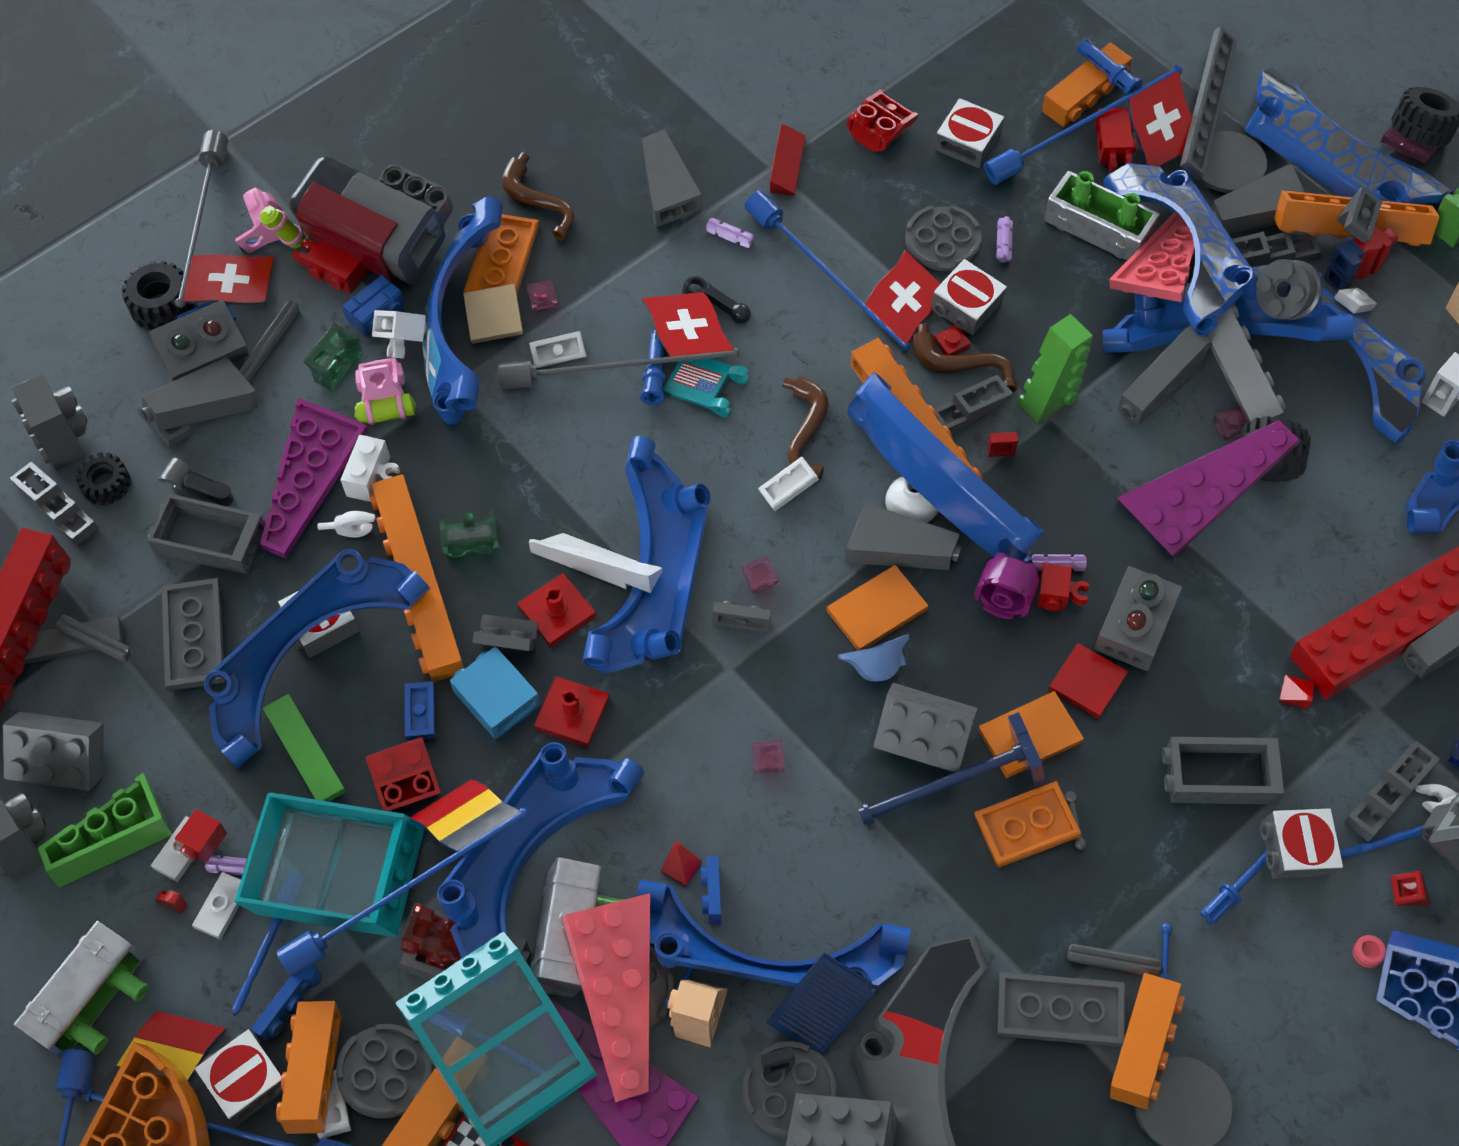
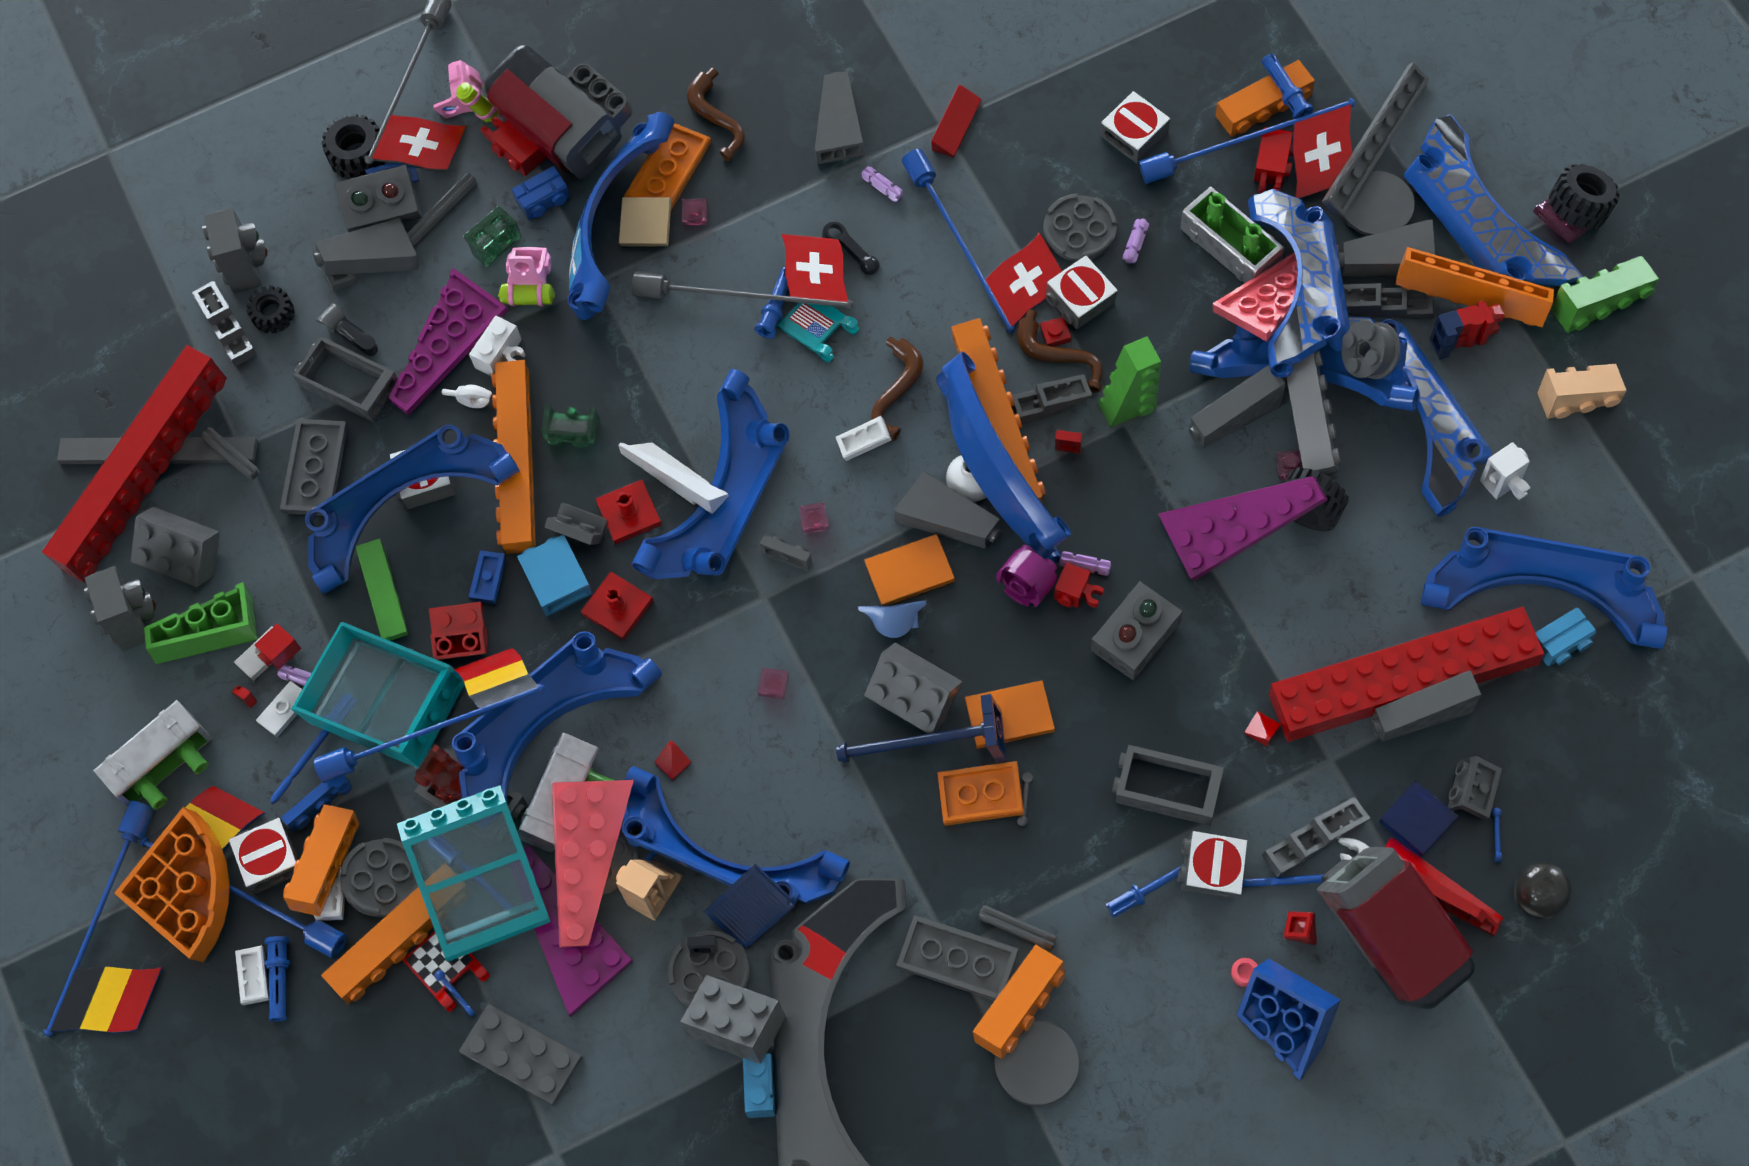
camera: 20 degrees right, 5 degrees up
(397, 328) = (554, 221): white brick -> none
(557, 349) = (694, 267): white slope -> none
(710, 876) = (689, 798): blue plate -> none
(879, 121) = (1054, 98): red slope -> none
(1088, 681) = (1076, 677): red tile -> none
(1166, 929) = (1073, 912): blue hinge -> none
(1355, 300) = (1446, 369): white plate -> none
(1360, 214) = (1471, 288): dark grey slope -> none

